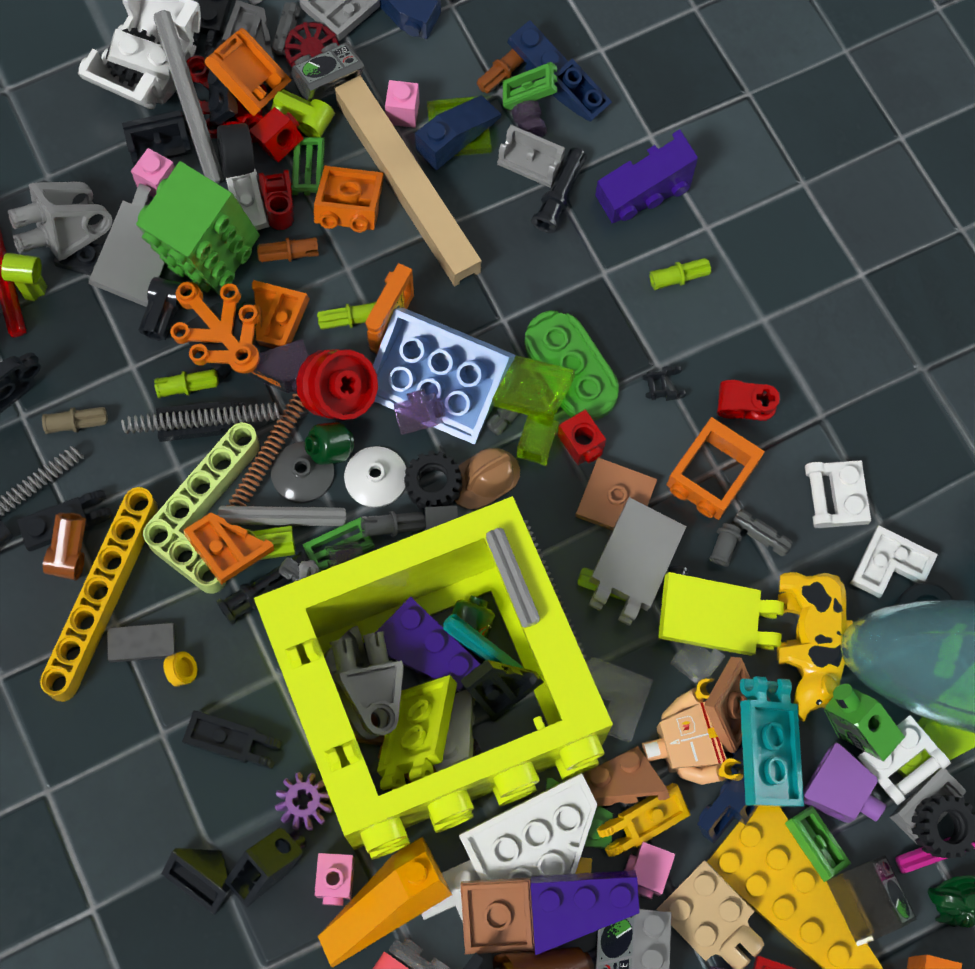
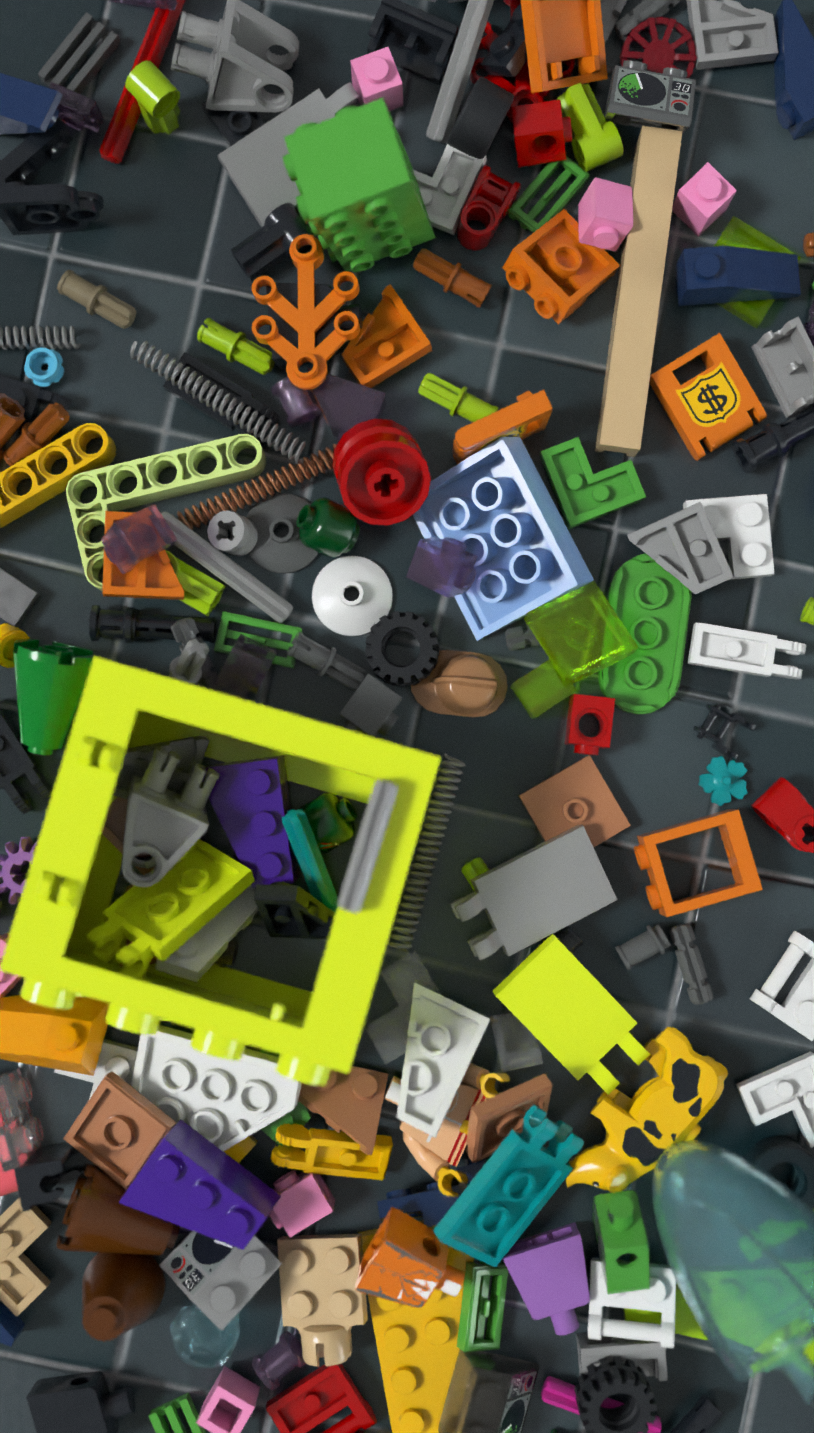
camera: 45 degrees right, 15 degrees up
(67, 476) = (39, 357): none -> medium azure plate
(99, 523) = (37, 433): none -> dark orange axle
(217, 528) = (137, 538): none -> bracket
(230, 674) = (48, 691): none -> green cone
(249, 387) = (295, 402): none -> clear purple bush
(279, 493) = (242, 535): none -> light grey wheel
(352, 150) = (605, 214): none -> bright pink brick
(466, 312) = (585, 494): none -> bright green plate
(501, 209) = (710, 404): none -> orange container
(554, 296) = (685, 548): none -> light grey wing
(575, 262) = (747, 530): none -> white plate
(636, 330) = (741, 651): none -> white hinge
(658, 701) = (437, 1056): none -> white wing
(689, 413) = (724, 780): none -> teal plant
(746, 843) = (406, 1263): none -> orange torso

